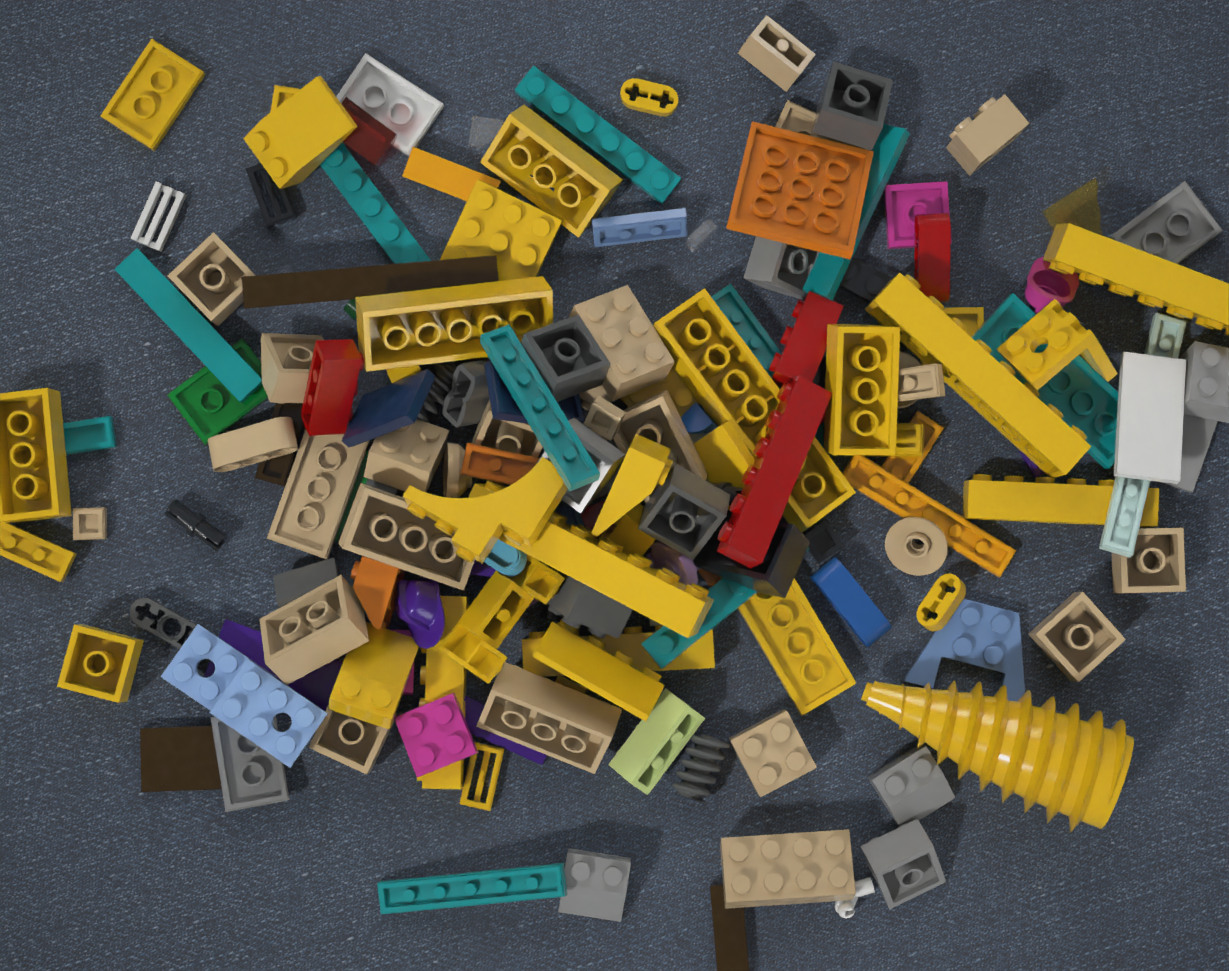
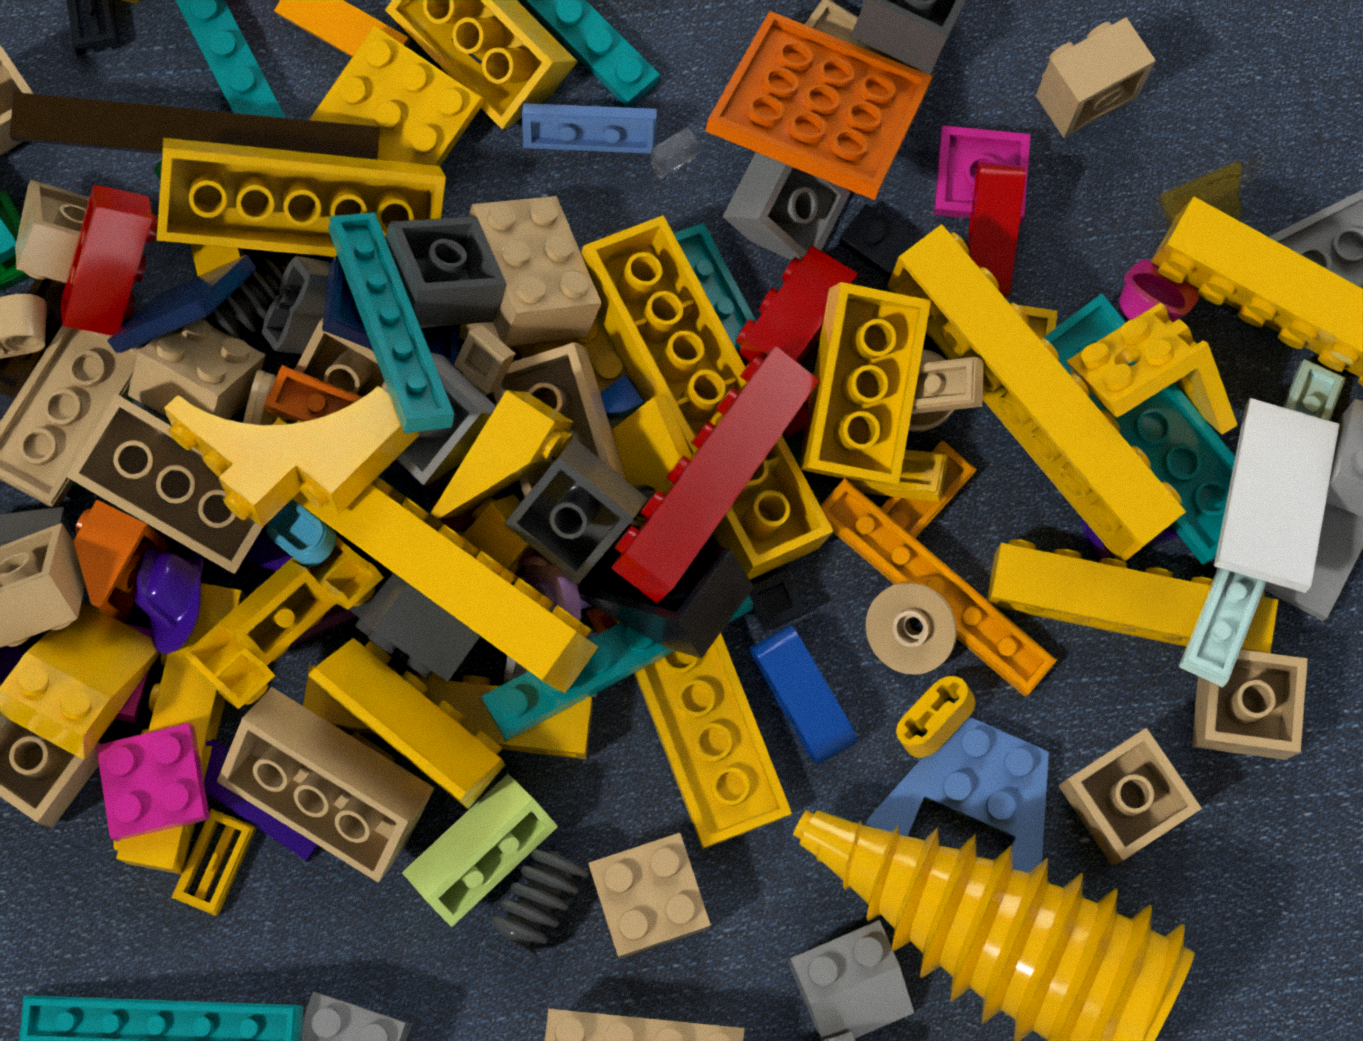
camera: 10 degrees right, 10 degrees down
(830, 269) = (855, 213): teal tile -> none

